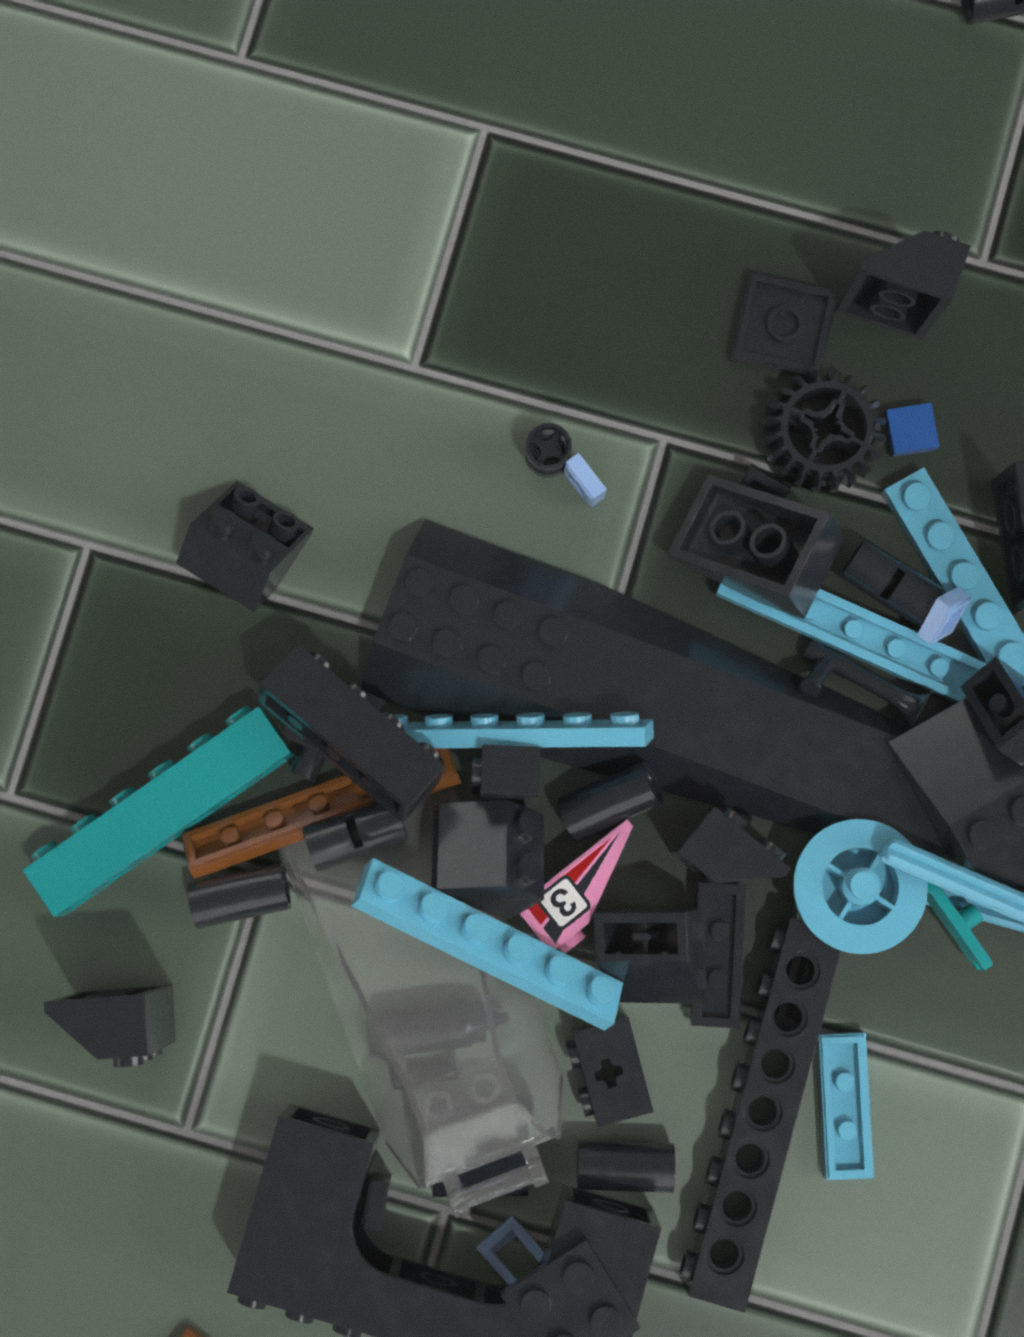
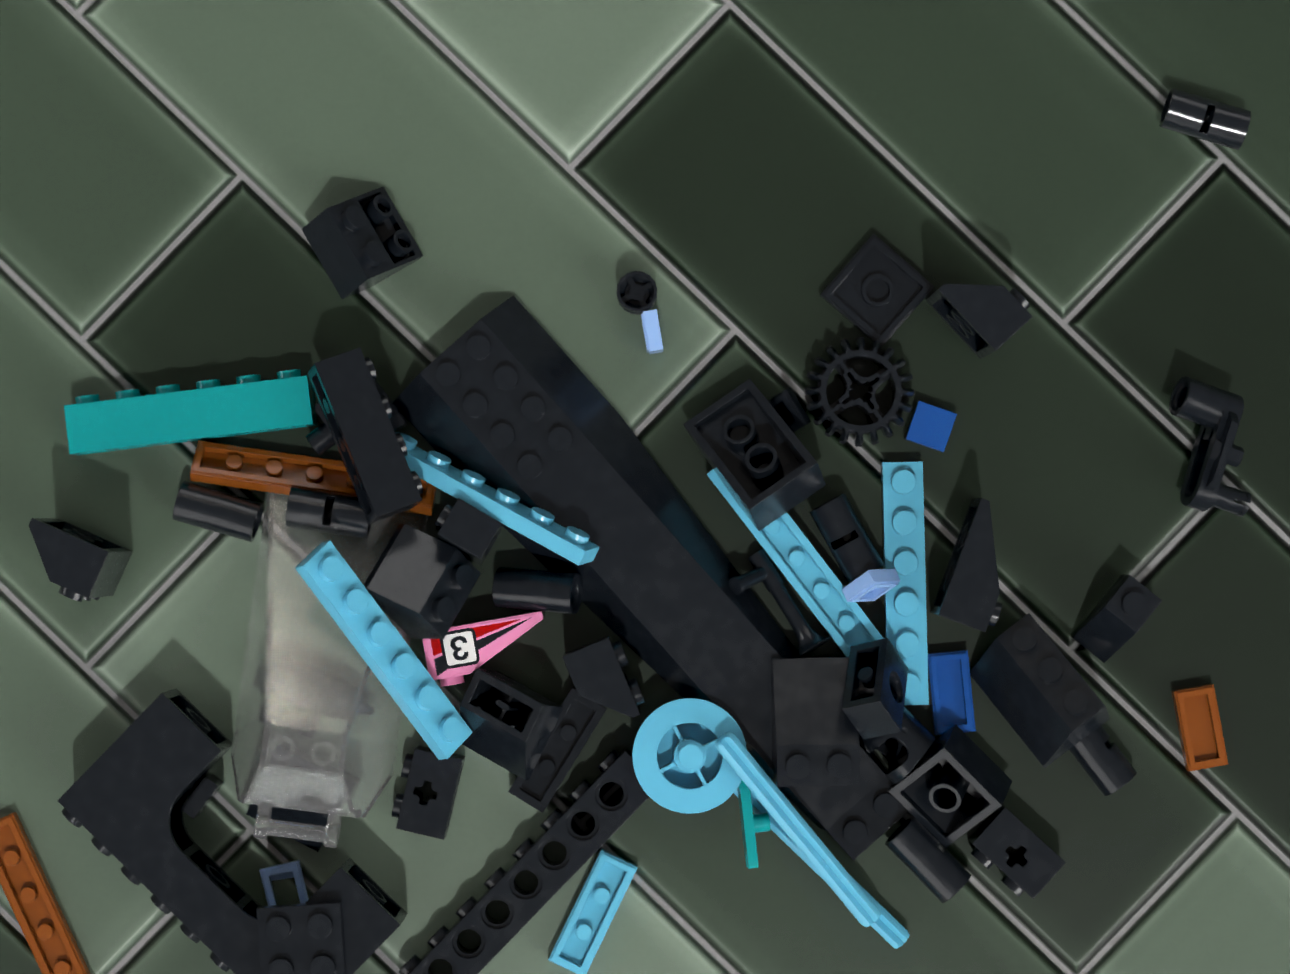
camera: 30 degrees right, 5 degrees up
(625, 1166) = (402, 868): black pin -> none

